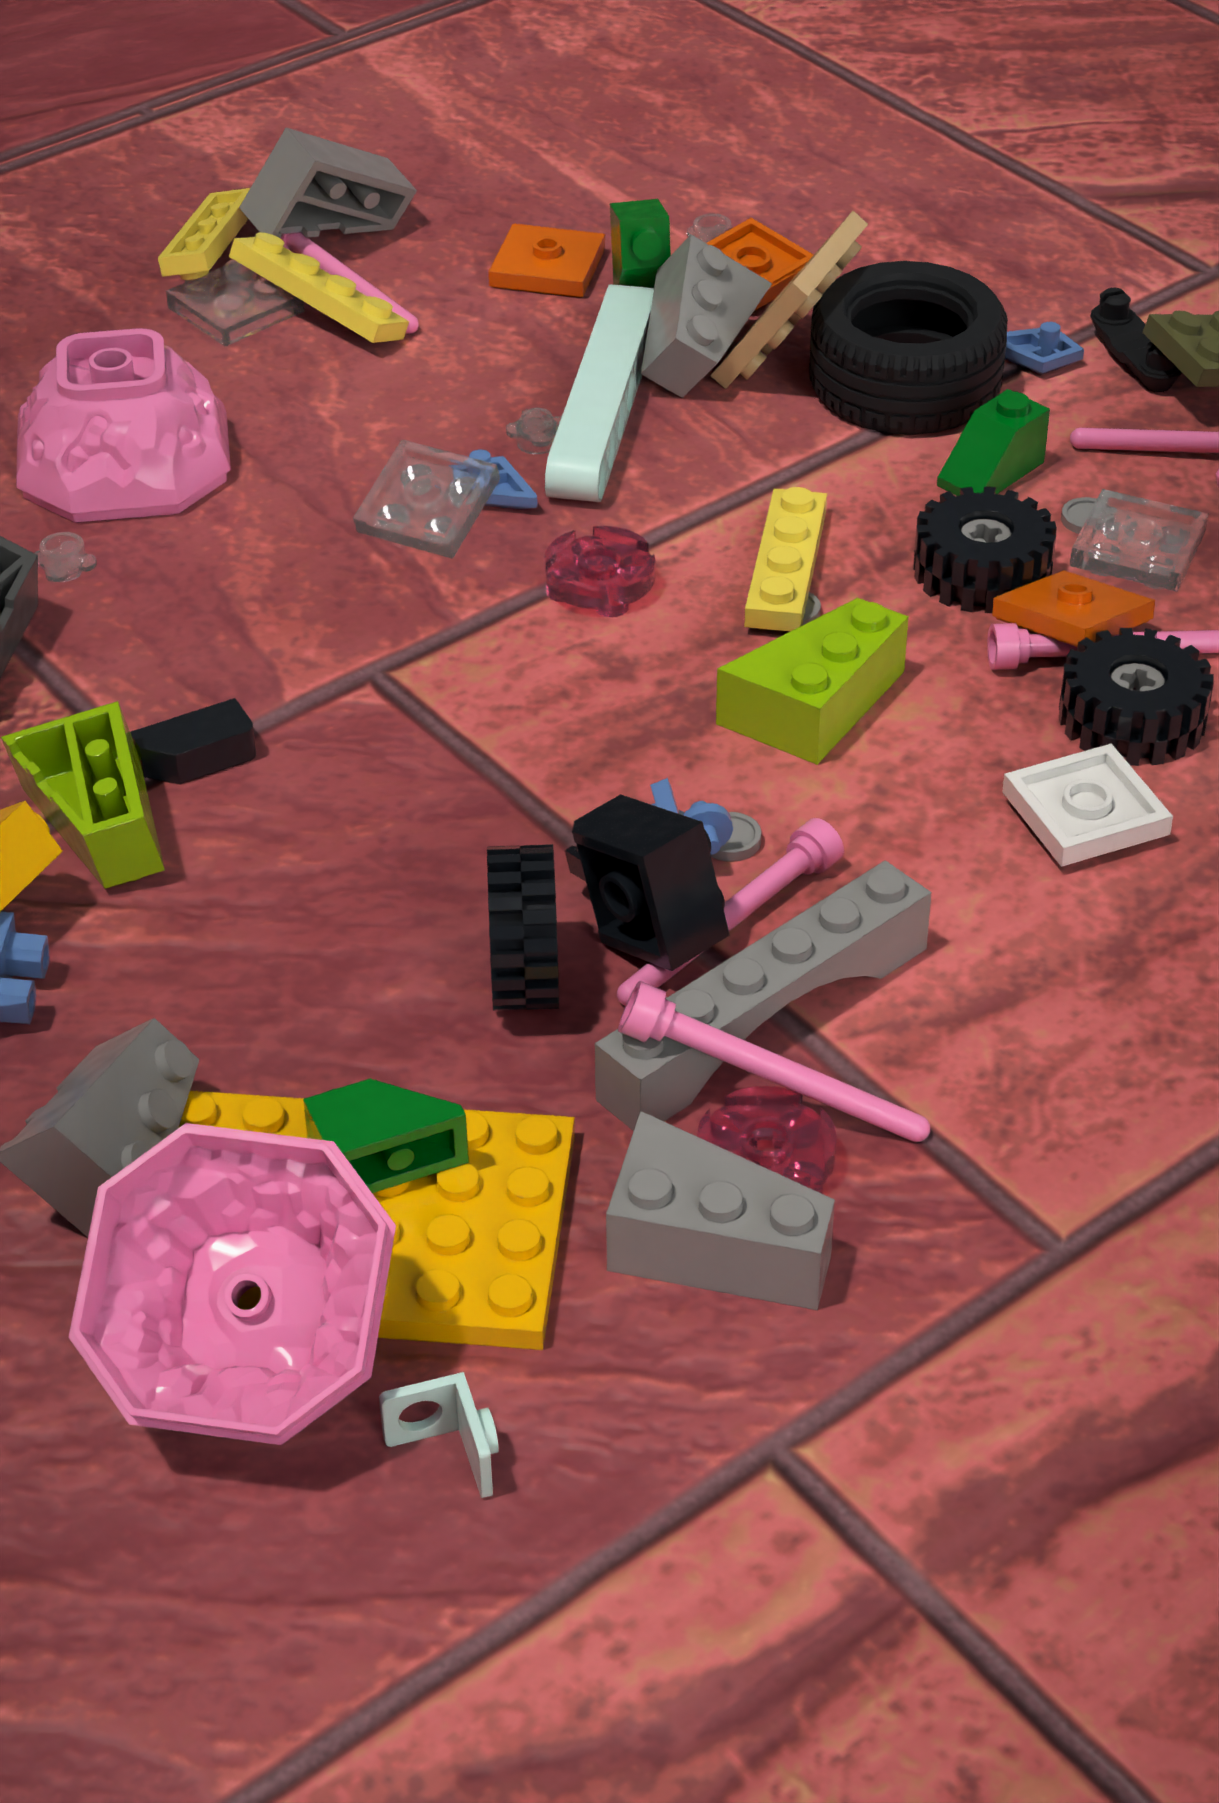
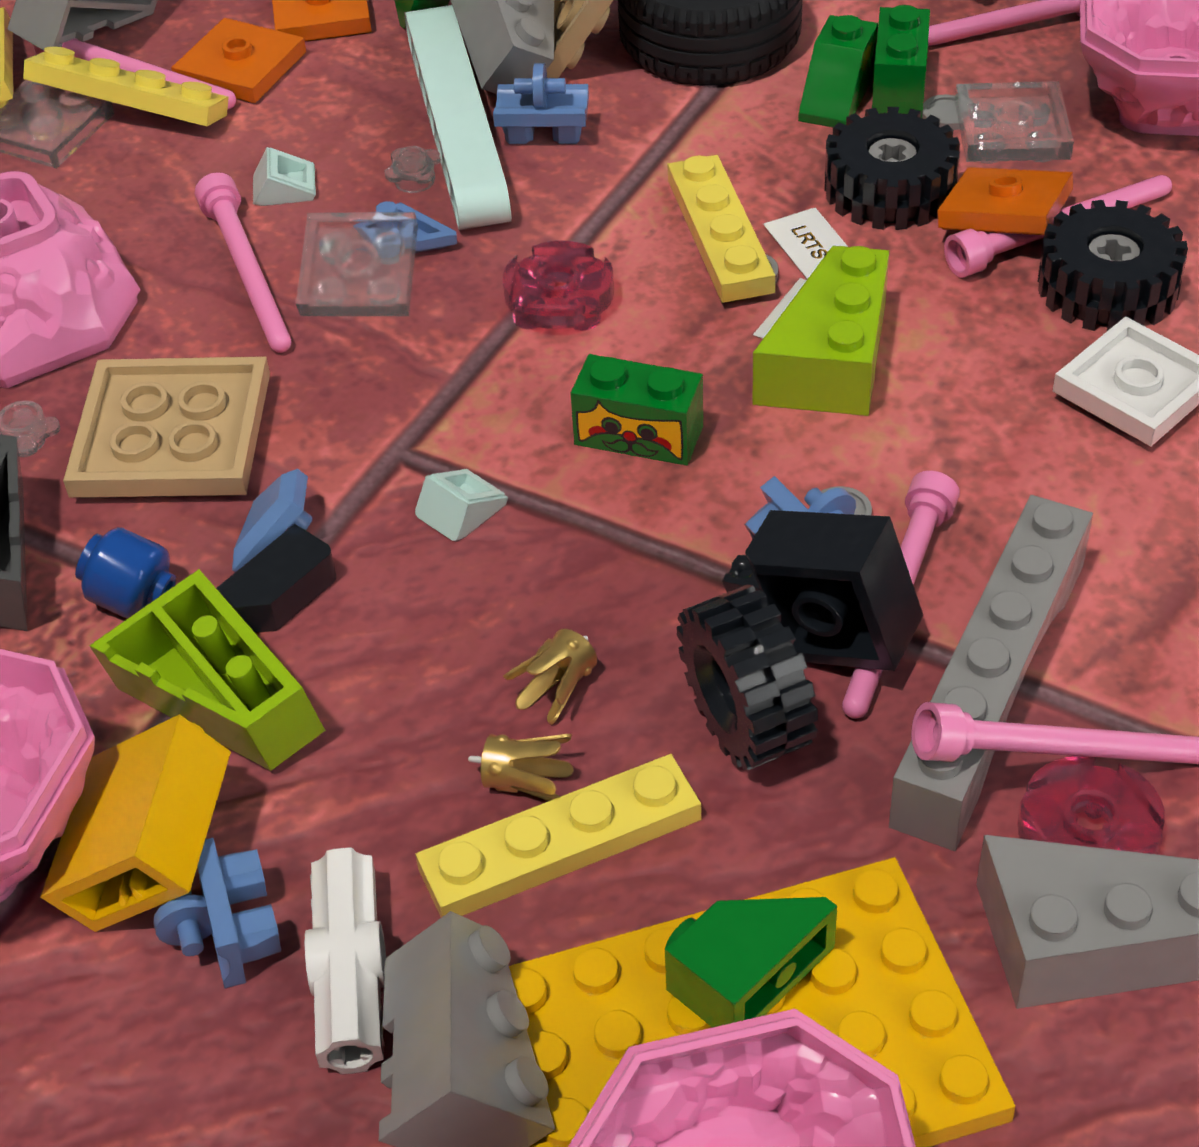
camera: 20 degrees left, 5 degrees up
(70, 686) = (123, 571): none -> blue head
(71, 1031) = (346, 962): none -> white piece
(184, 590) = (168, 427): none -> tan plate
(227, 682) = (272, 515): none -> medium blue piece
(297, 947) = (523, 764): none -> pearl gold piece
(307, 1013) = (558, 837): none -> light yellow plate
(344, 412) = (220, 201): none -> bright pink piece
(394, 725) = (457, 502): none -> light aqua slope
(399, 880) = (562, 658): none -> pearl gold piece
(416, 408) = (283, 179): none -> light aqua slope
(444, 290) = (242, 58): none -> orange plate
(594, 692) = (637, 409): none -> green brick
(684, 400) = (541, 104): none -> medium blue hips
(870, 585) = (805, 238): none -> white sticker
(1062, 452) = (901, 58): none -> green brick

